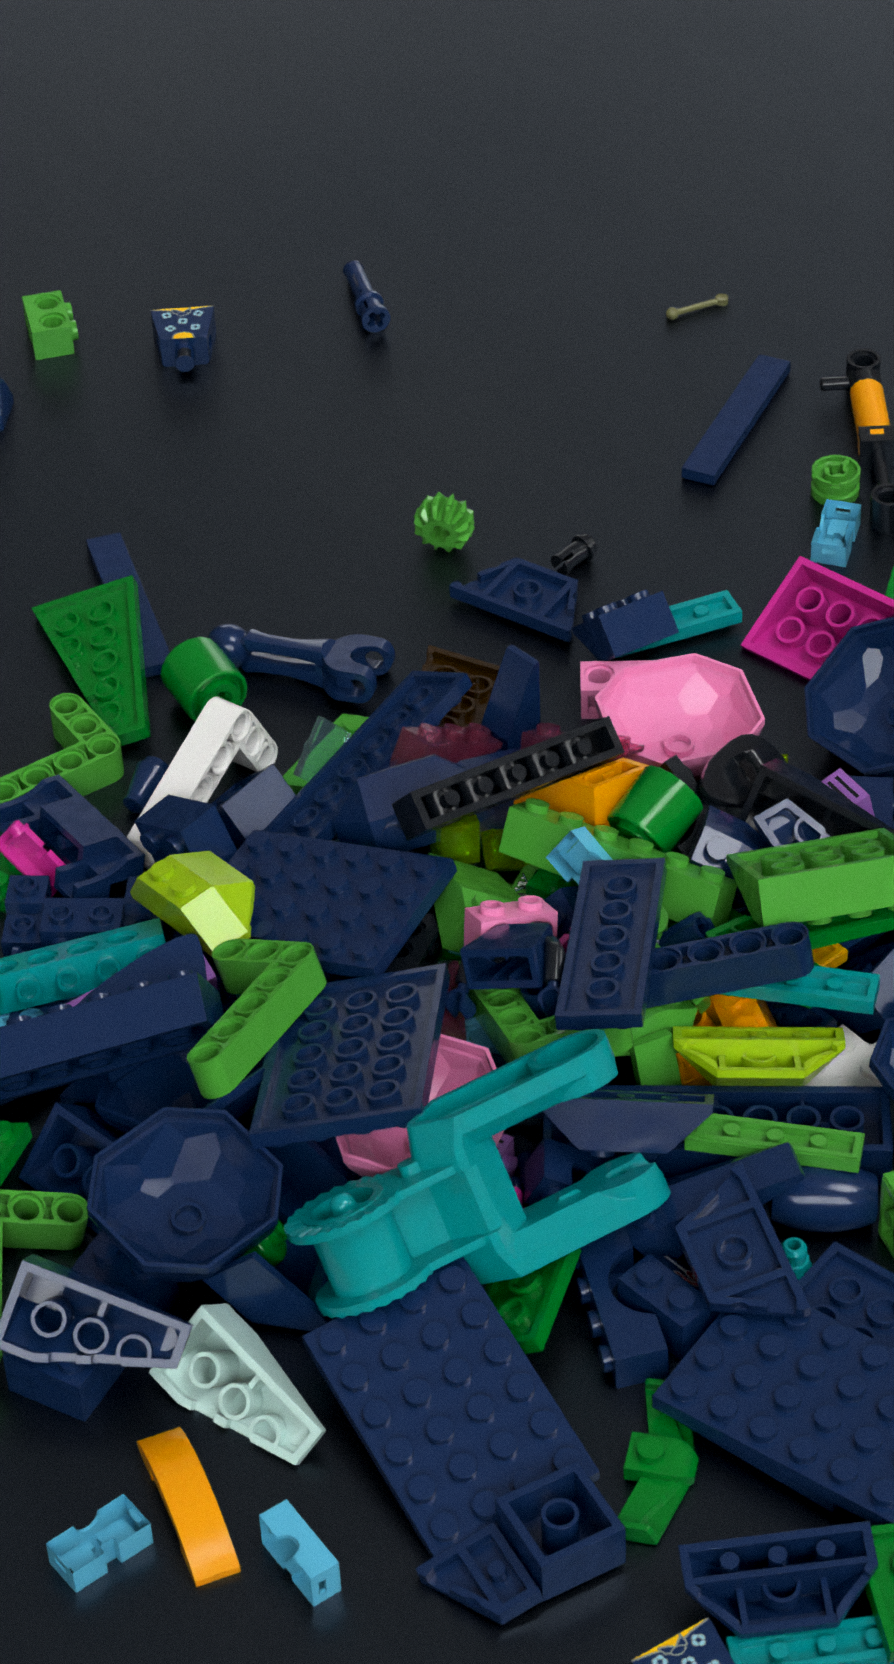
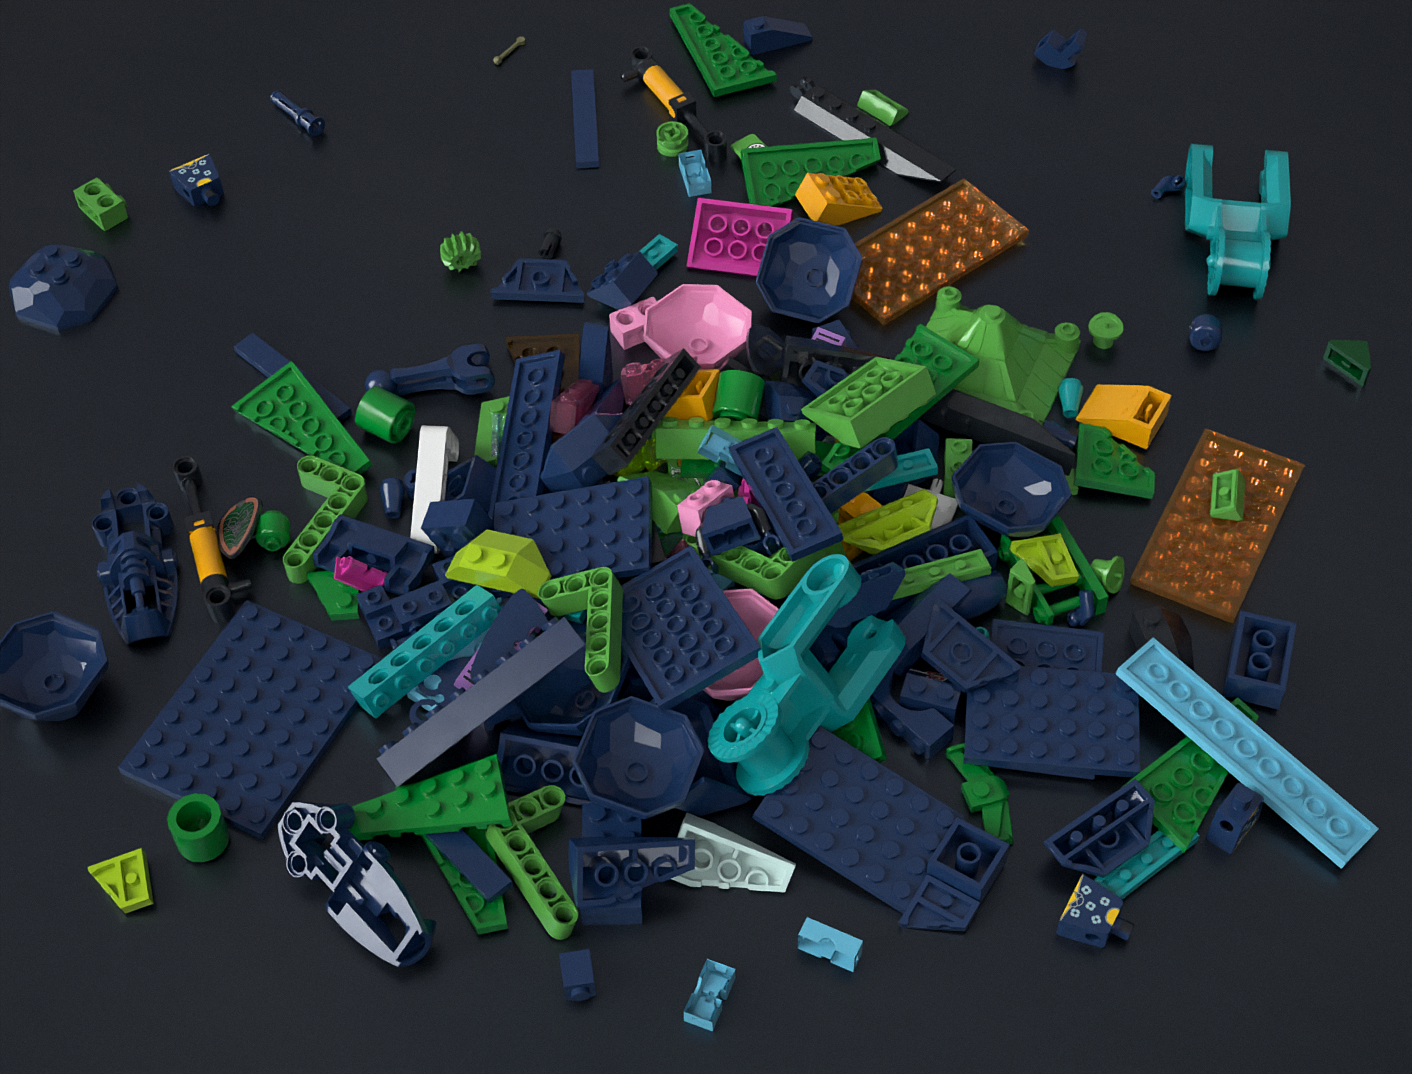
camera: 30 degrees left, 10 degrees up
(190, 1505) = (744, 943): light orange slope -> none

